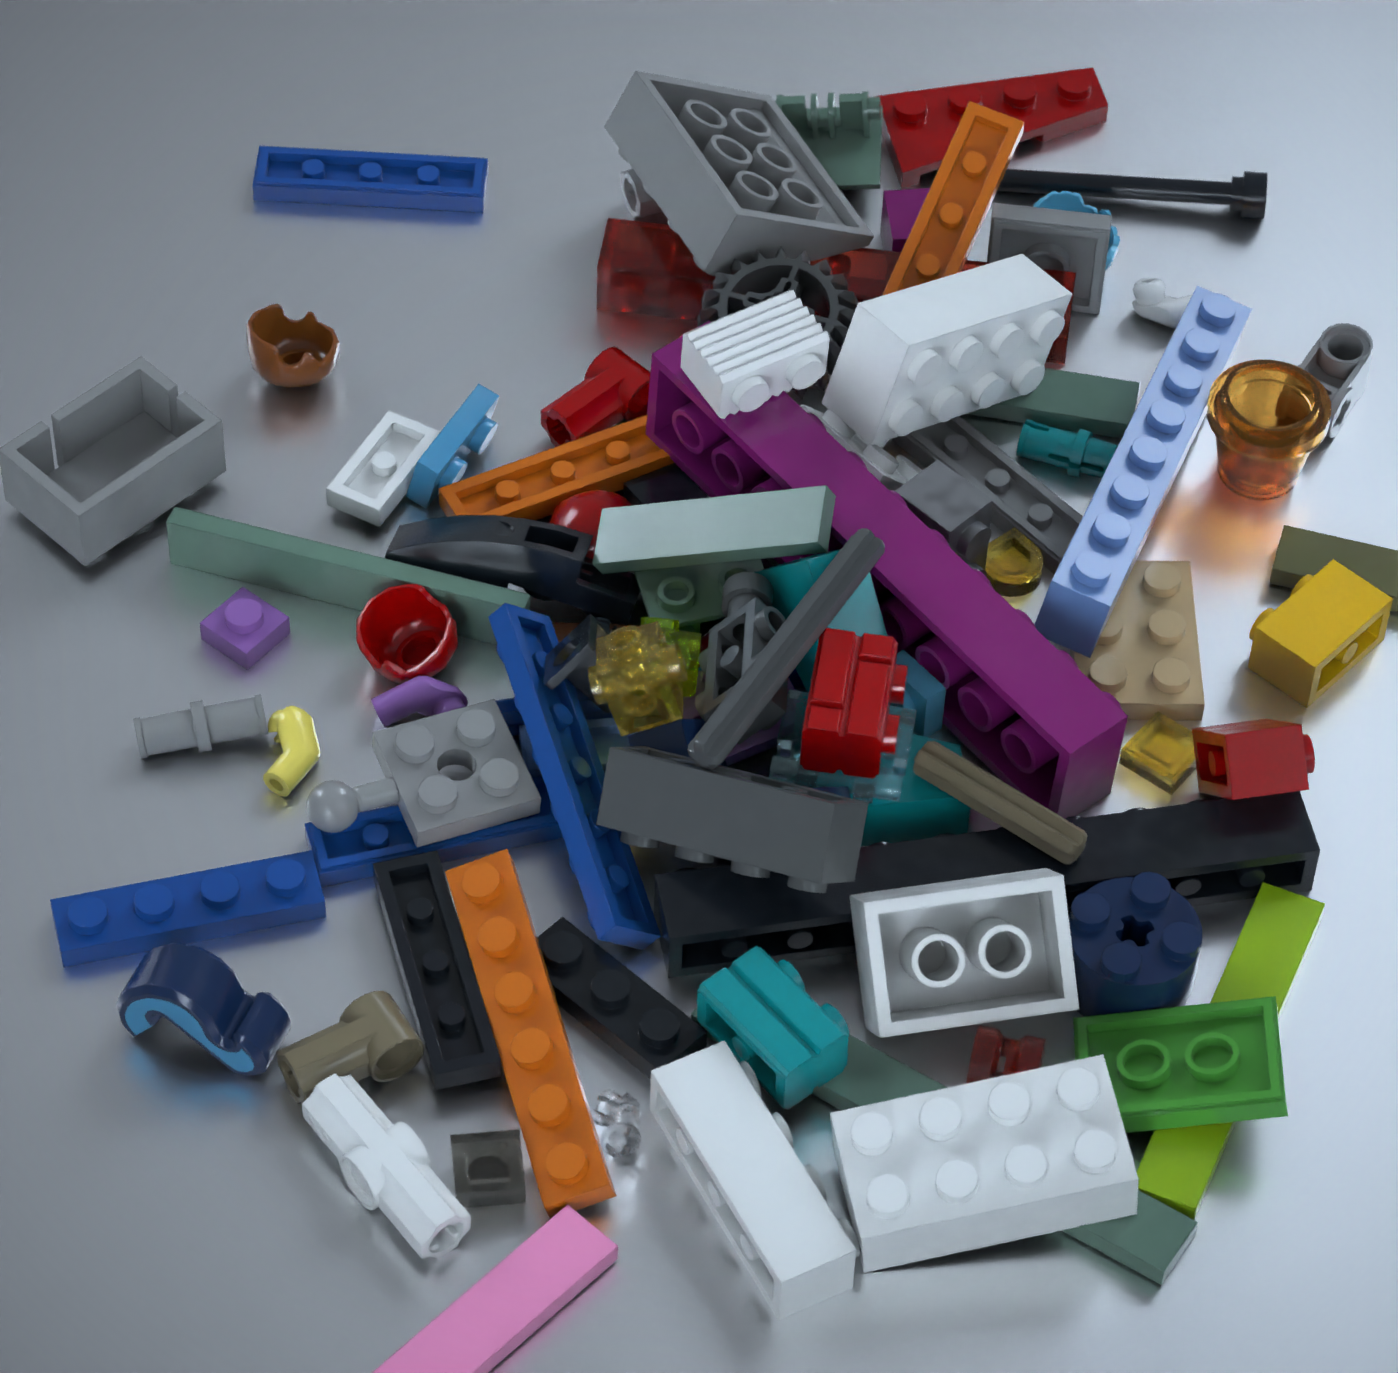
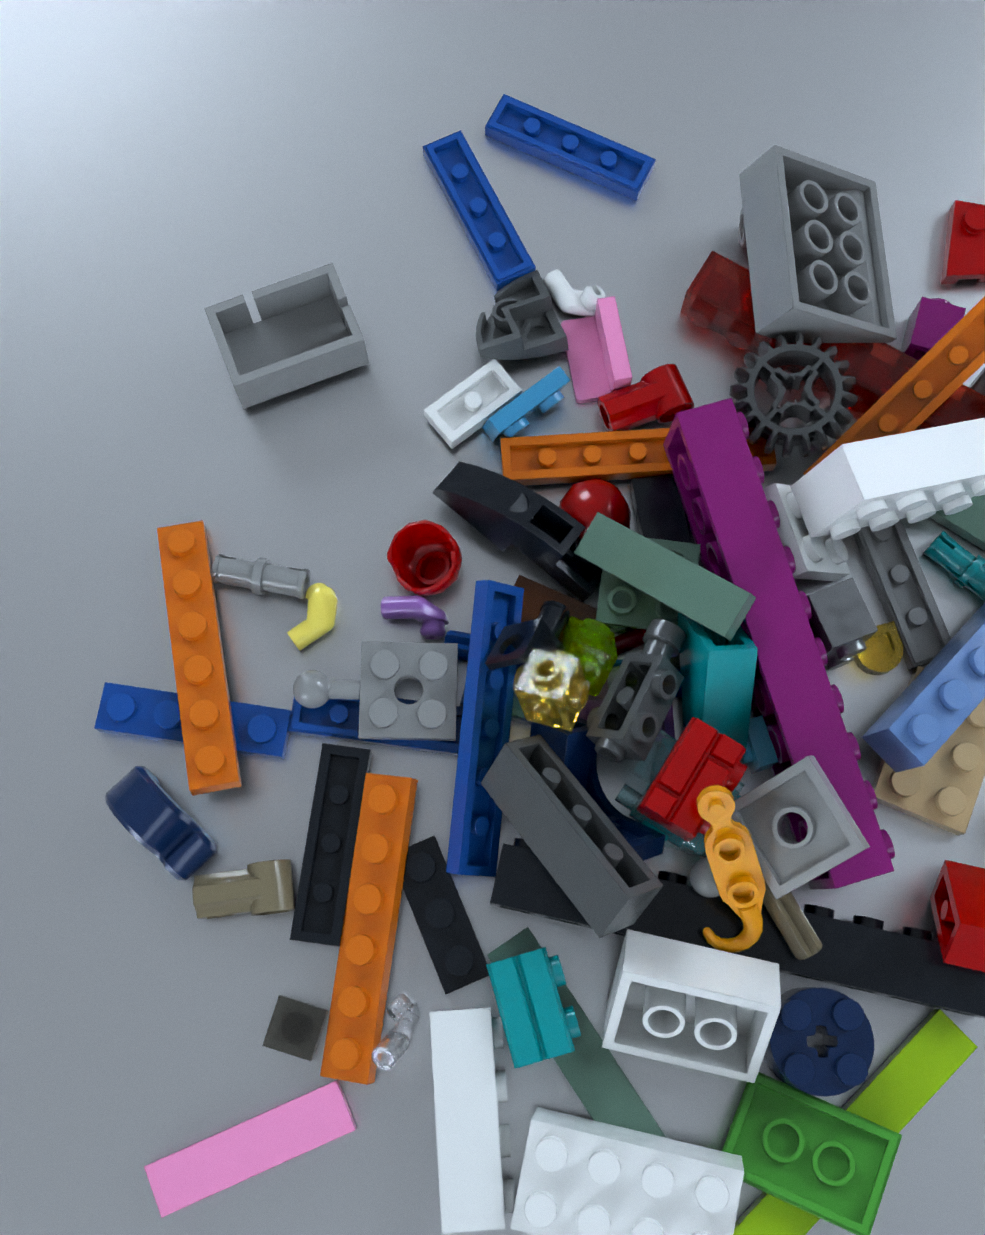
camera: 25 degrees right, 25 degrees up
(166, 826) = (198, 659): none -> orange plate
(245, 628) = (327, 500): medium lavender plate -> none
(286, 274) = (478, 209): none -> blue tile
(290, 350) = (450, 278): dark orange hair -> none
(324, 570) = (408, 489): sand green tile -> none
(386, 1166) = (229, 998): white piece -> none
(405, 367) = (521, 323): none -> dark grey brick
(455, 331) = (569, 299): none -> white arm
(518, 367) = (597, 353): none -> bright pink panel
(755, 354) = (749, 451): white brick -> none
(786, 649) = (660, 726): dark grey axle -> none
(842, 137) = (911, 231): sand green hinge -> none
(941, 764) = (733, 868): none -> light orange piece
(992, 1045) = (686, 1096): clear red wheel -> none
(993, 746) = (787, 863): none -> light grey plate
(1161, 753) = (918, 858): clear yellow tile -> none

